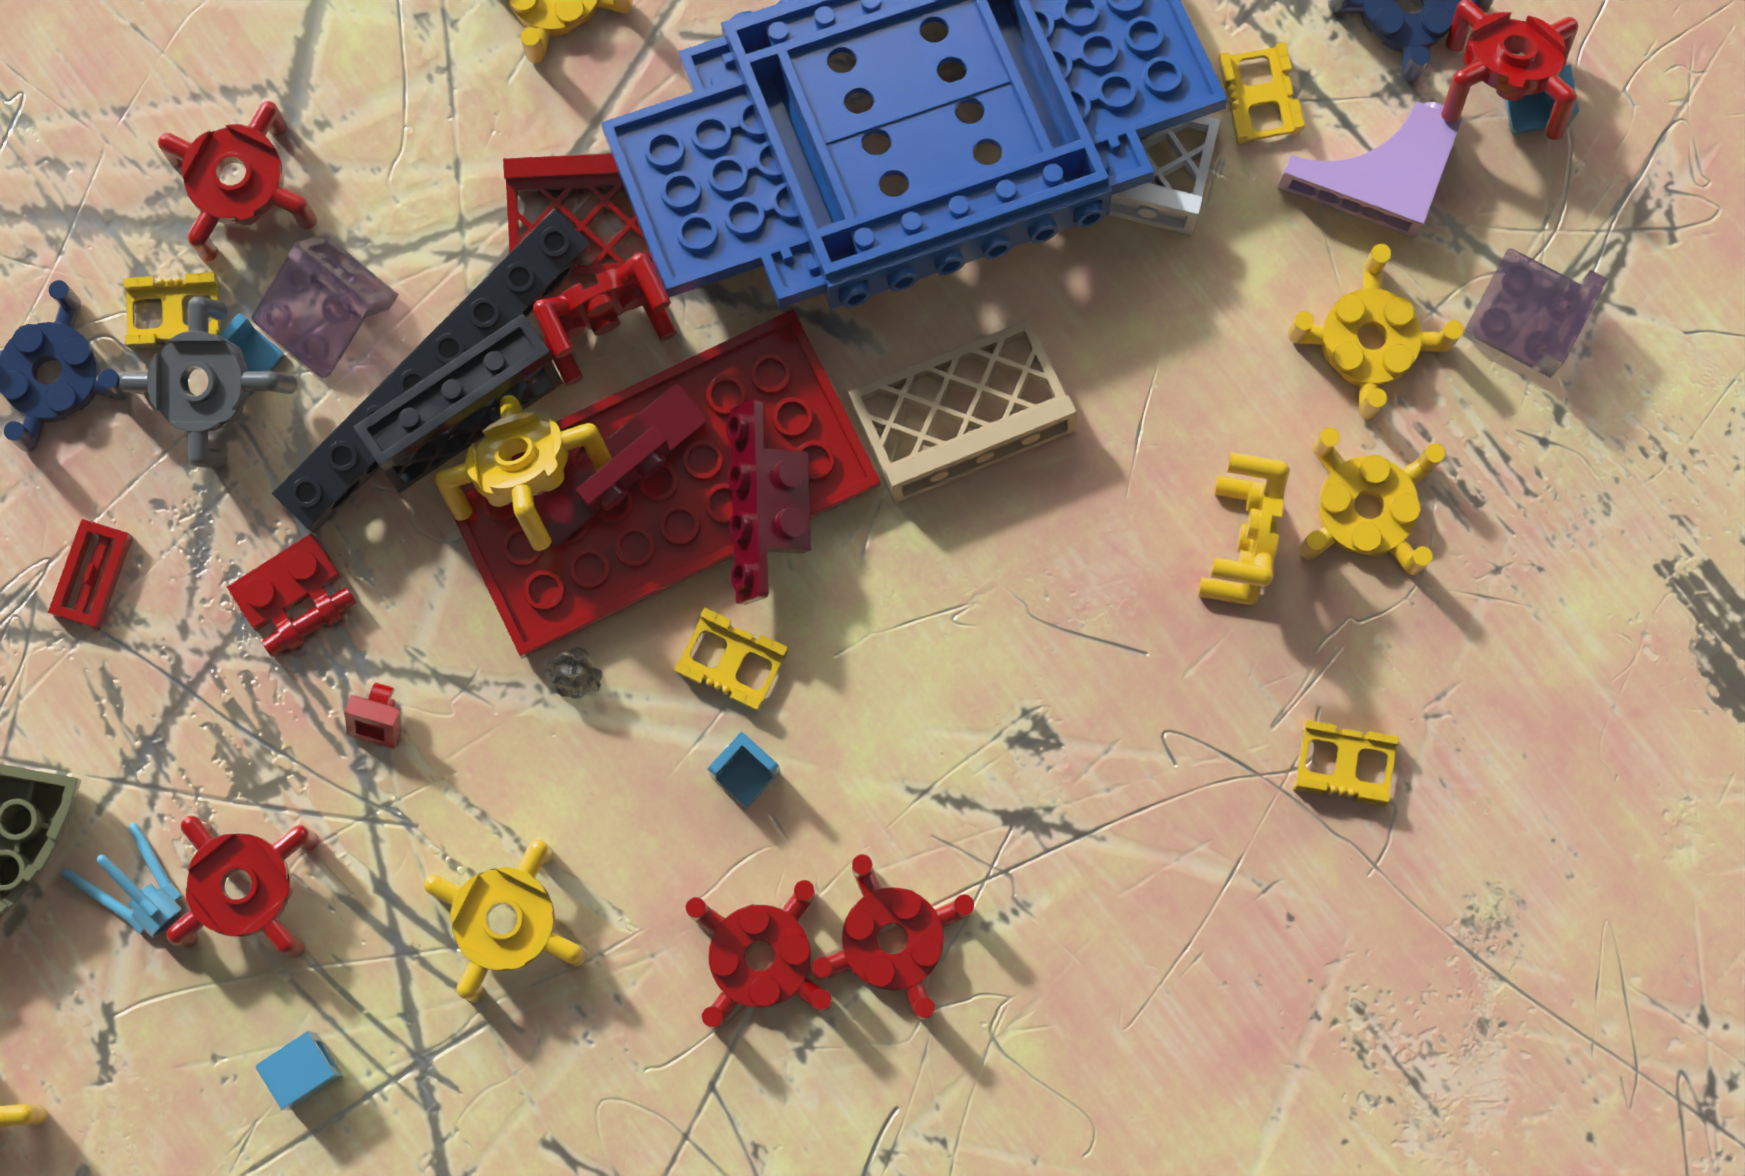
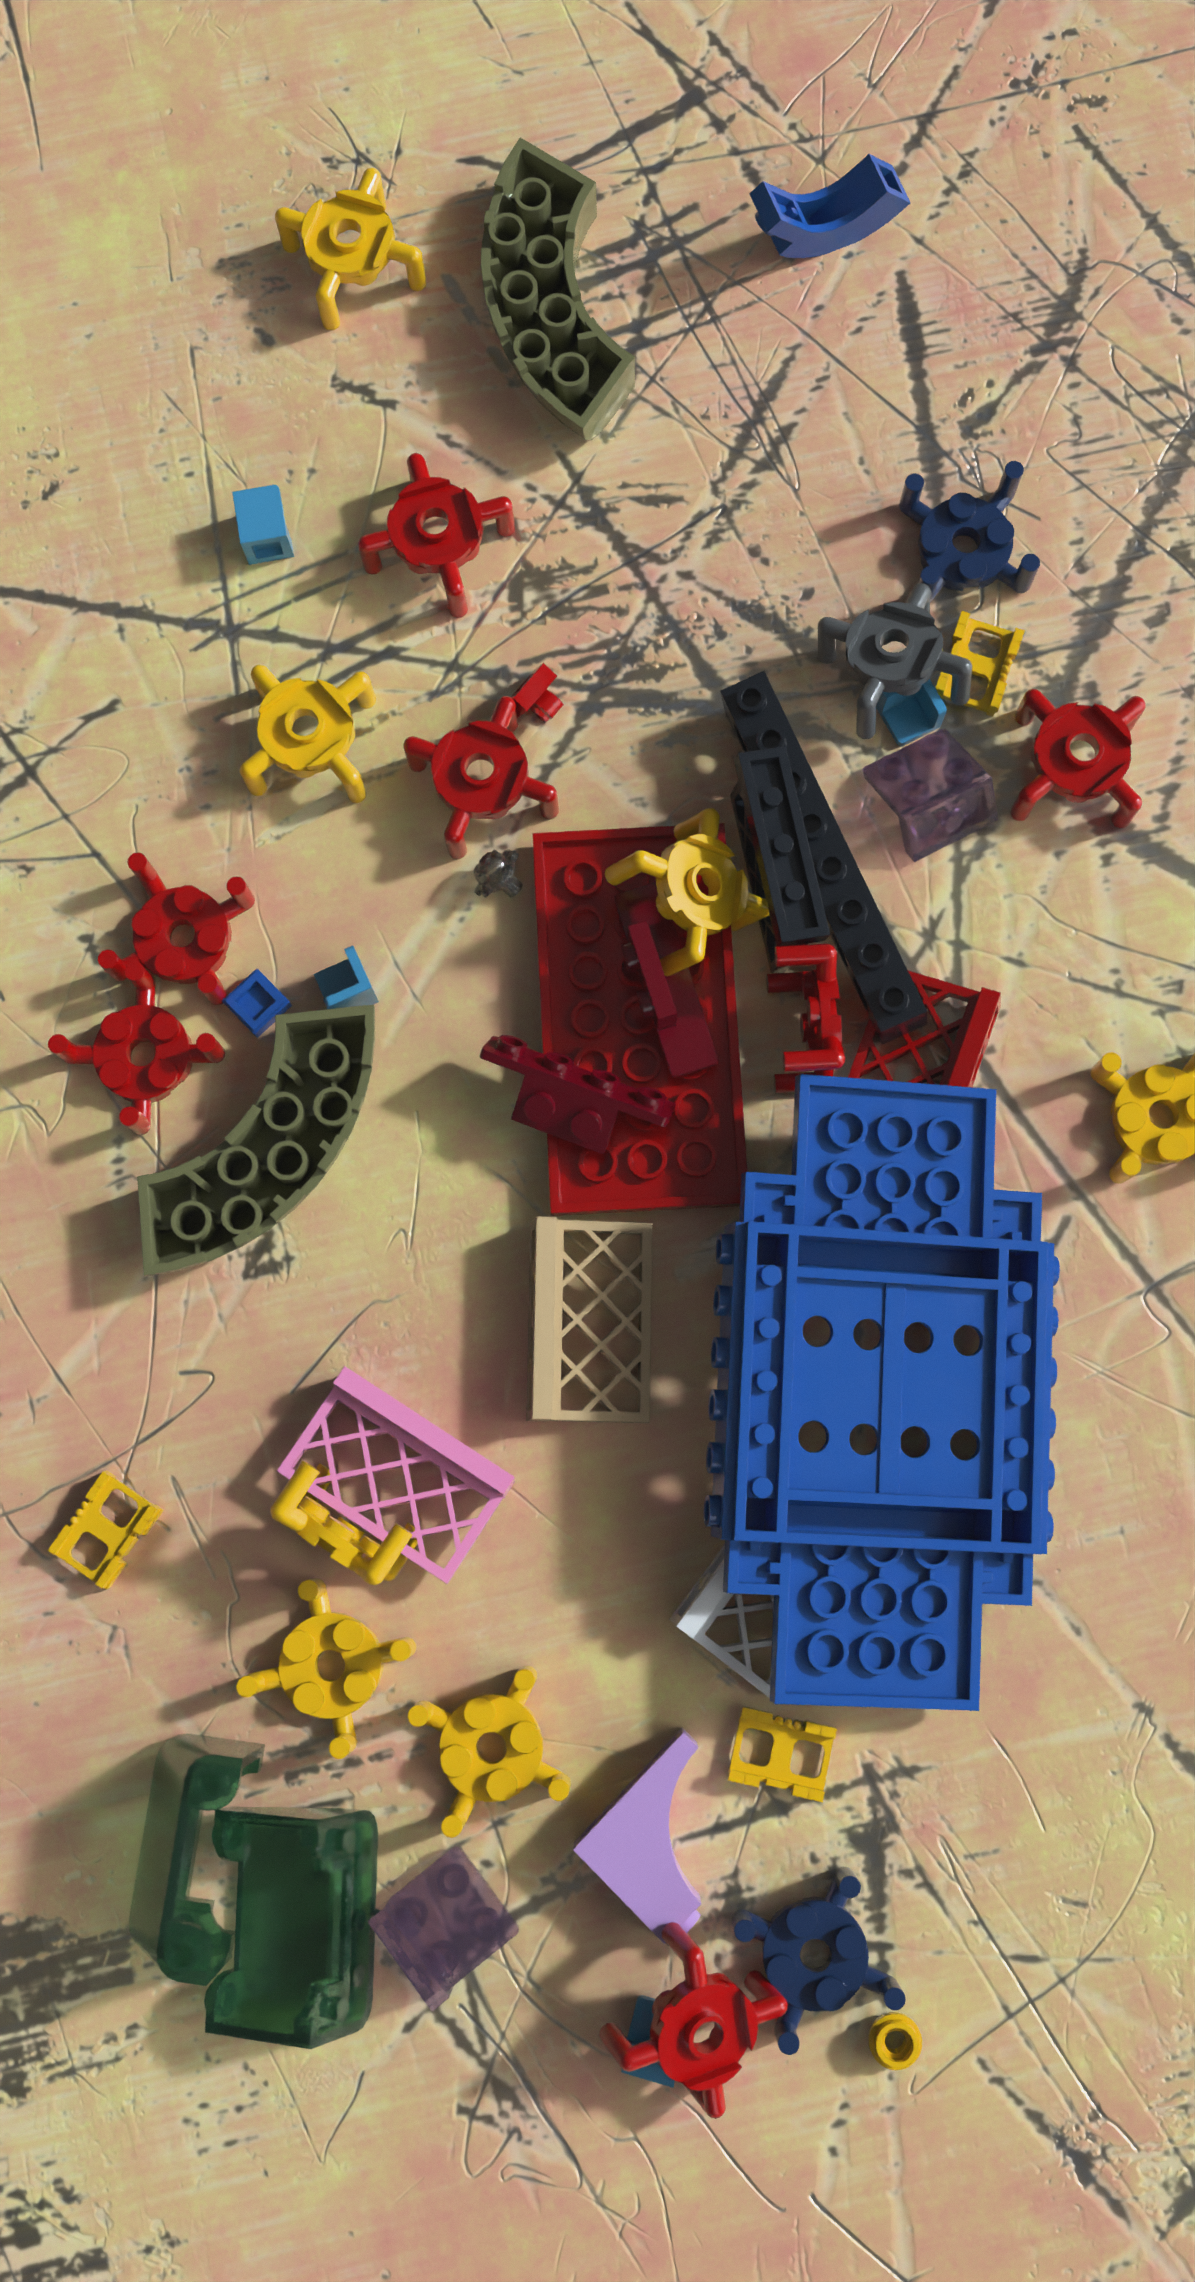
camera: 120 degrees right, 0 degrees up
(108, 581) = (754, 527): red tile -> none
(152, 907) = (454, 459): medium azure plant -> none
(284, 583) = (689, 668): red plate -> none
(496, 753) = (486, 797): none -> red plate
(738, 646) = (440, 1005): yellow piece -> none
(795, 851) = (256, 1003): none -> blue tile
(934, 756) = (275, 1150): none -> olive brick
(1135, 510) = (420, 1436): none -> bright pink fence
(1534, 576) = (164, 1921): none -> clear green windscreen
(1596, 435) = (299, 1924): none -> clear green windscreen

